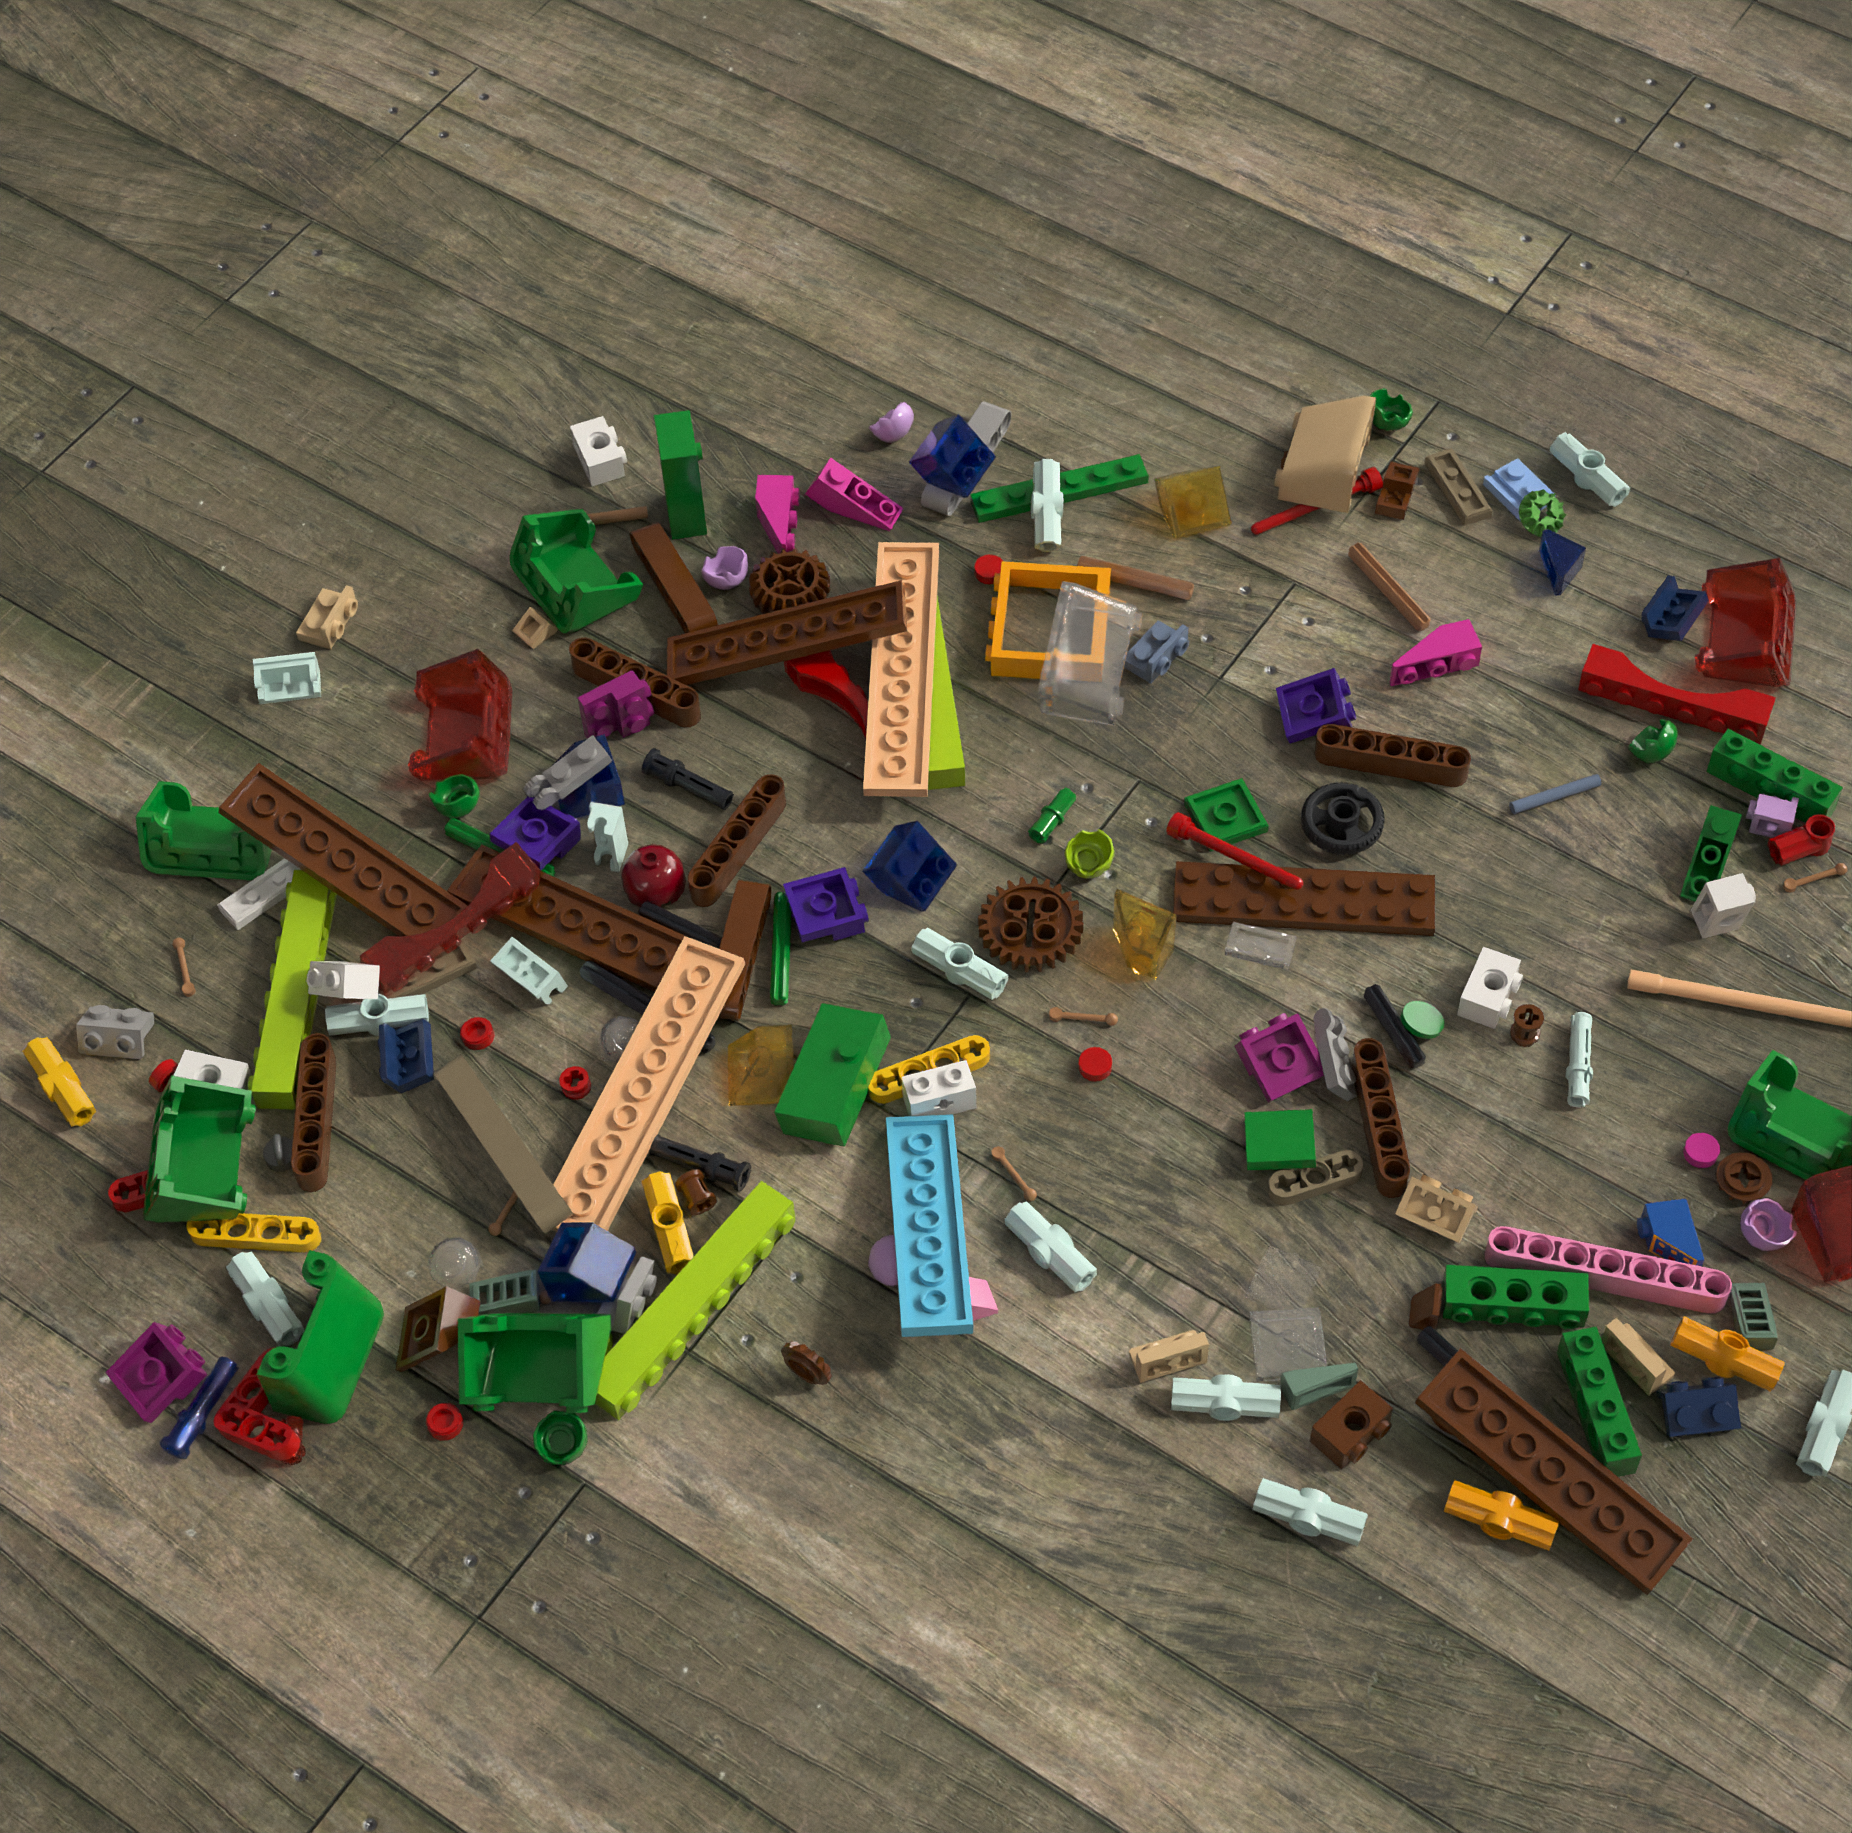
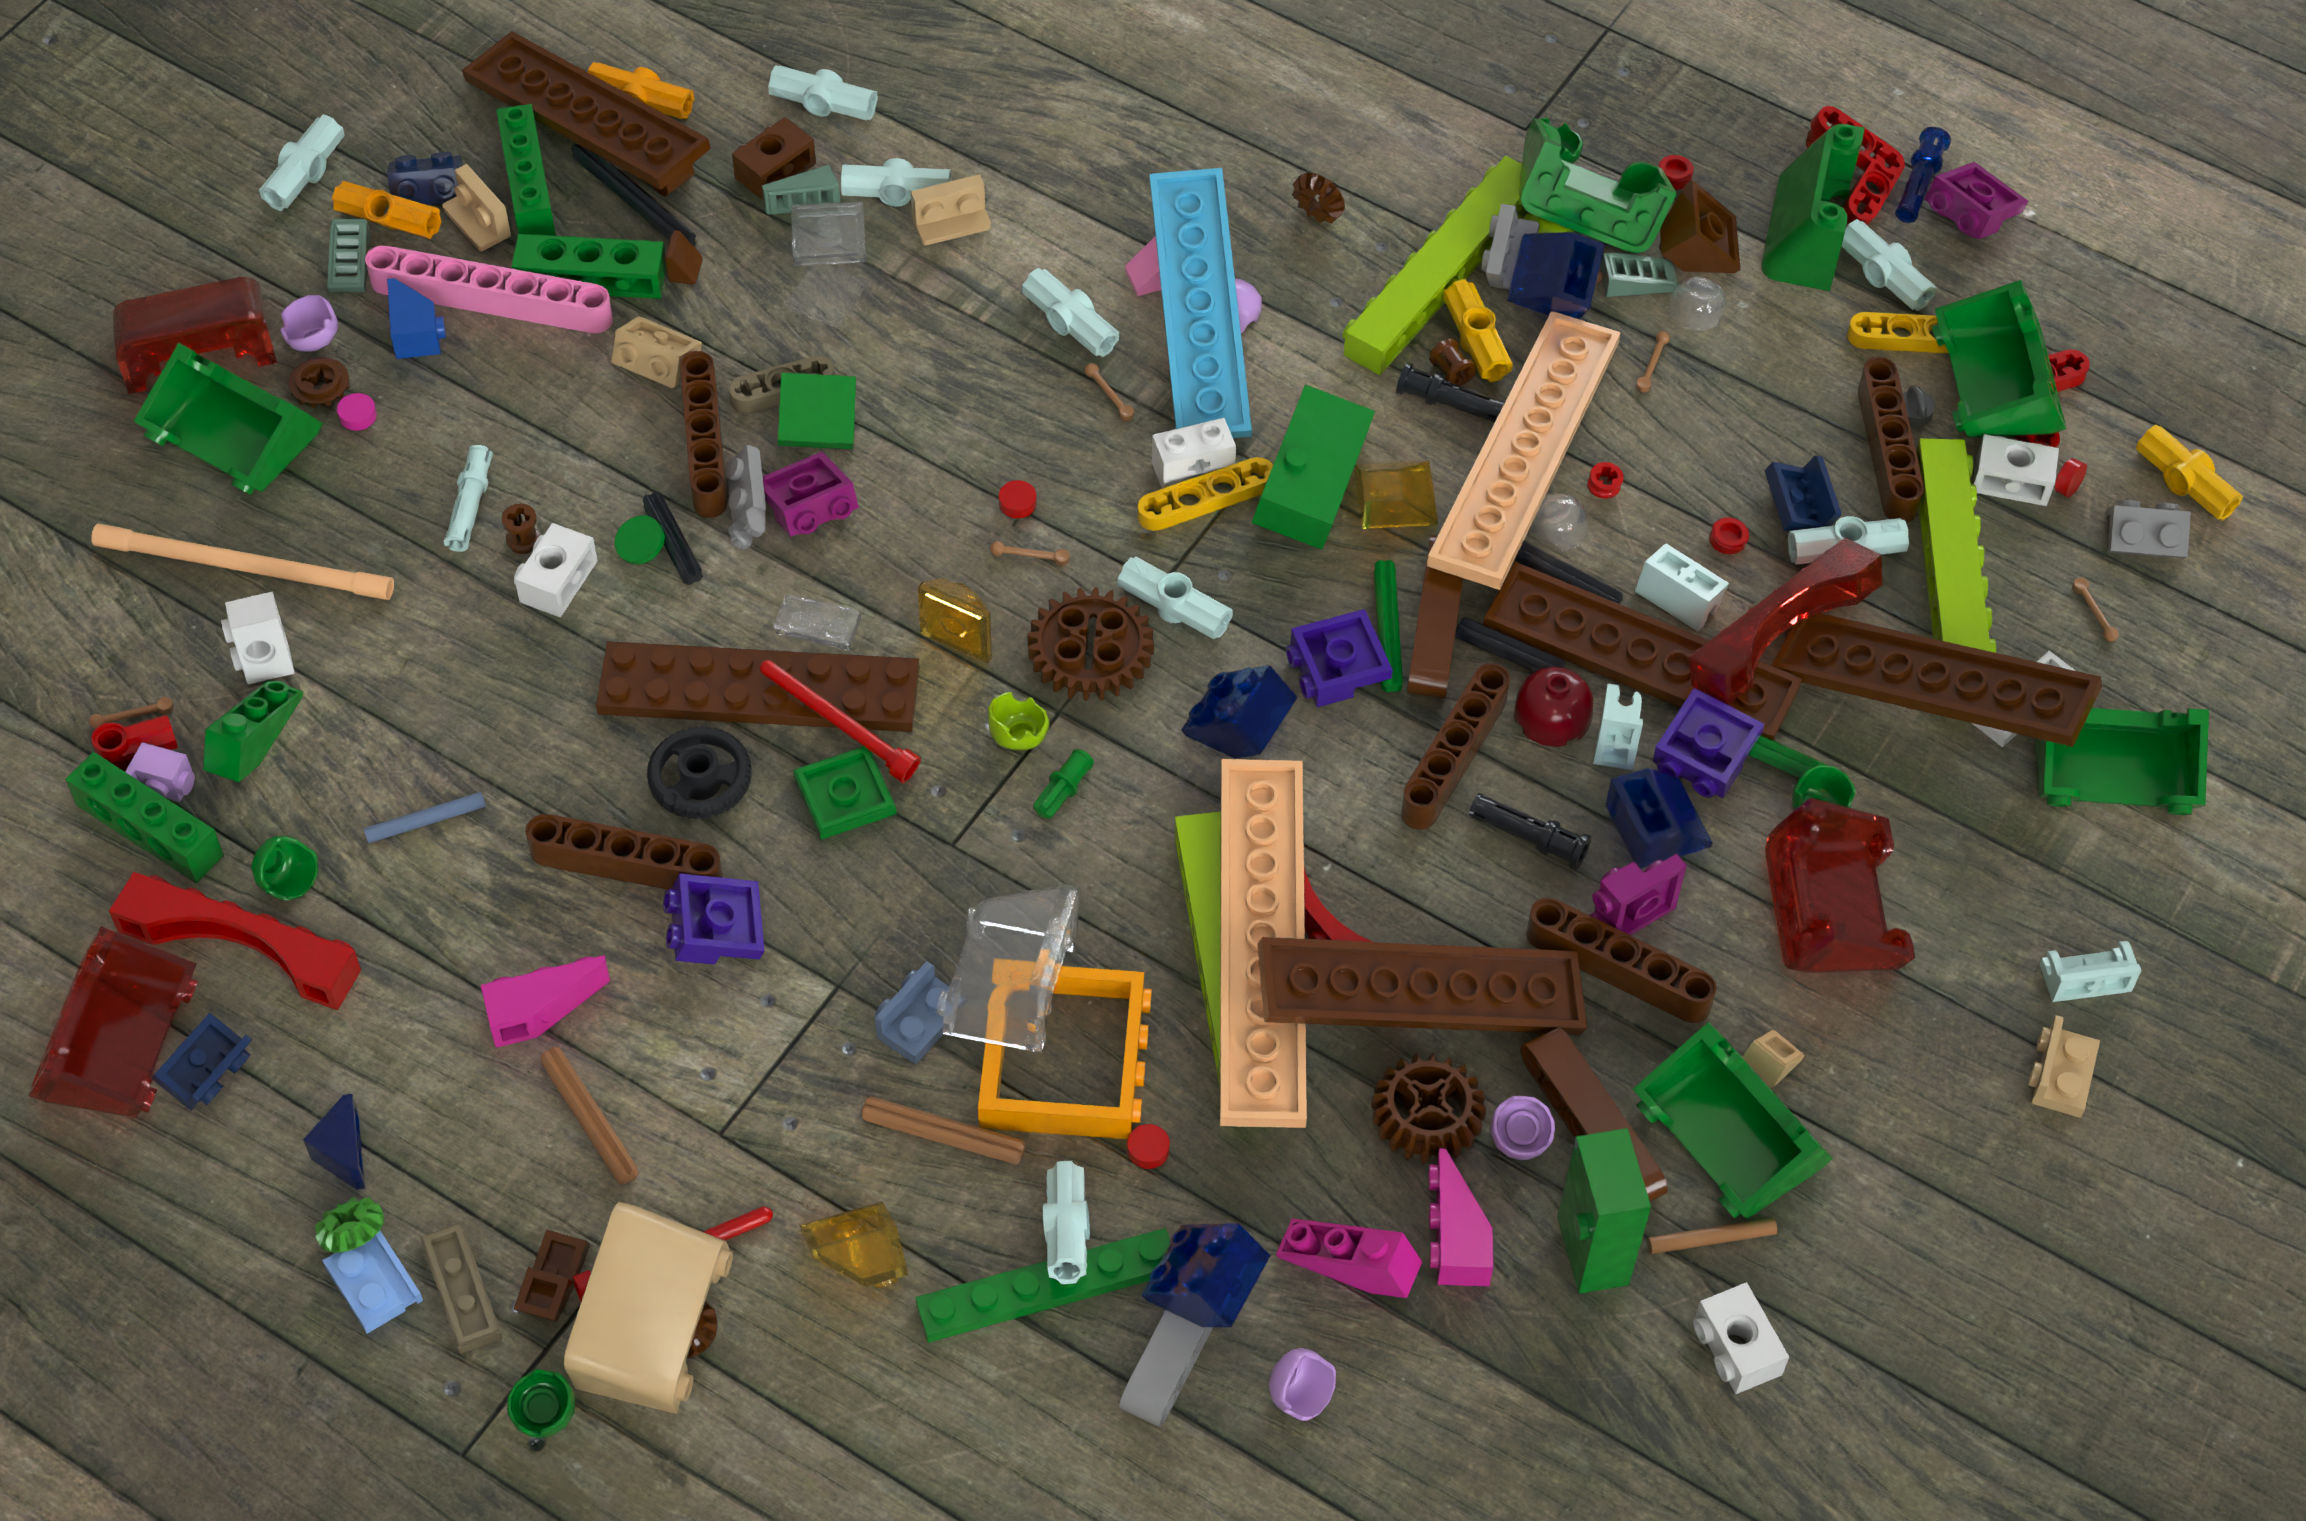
camera: 175 degrees right, 0 degrees up
(343, 979) = (1902, 554): white brick -> none
(503, 1144) = (1672, 395): dark tan beam -> none
(567, 773) = (1678, 786): light grey hinge -> none
(1589, 469) = (273, 1316): light aqua piece -> none

